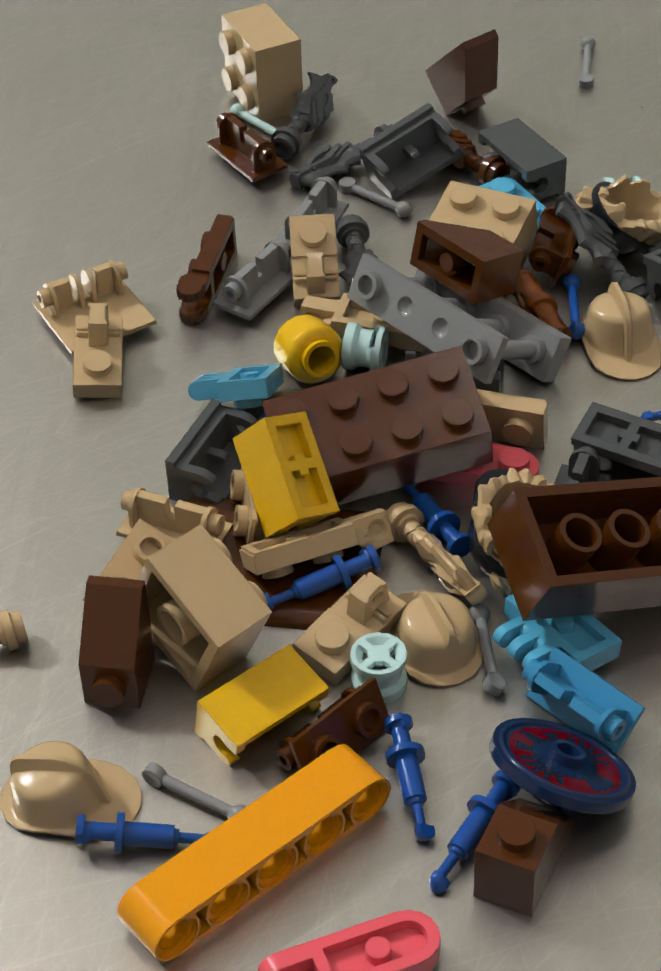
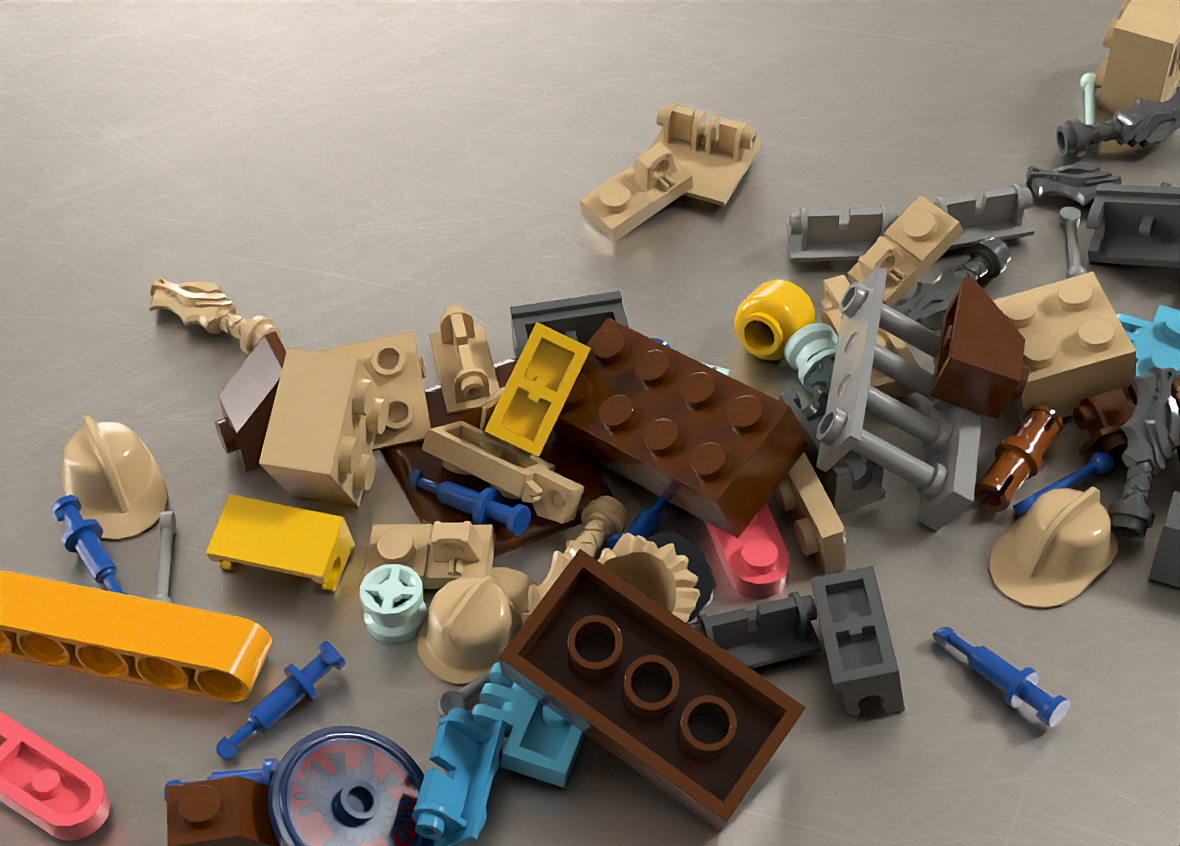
camera: 55 degrees right, 5 degrees up
(208, 271) = (844, 185): reddish brown hinge -> none
(241, 385) = (665, 300): medium azure hinge -> none
(245, 149) = (1030, 118): reddish brown hinge -> none
(351, 720) = (296, 618): reddish brown hinge -> none

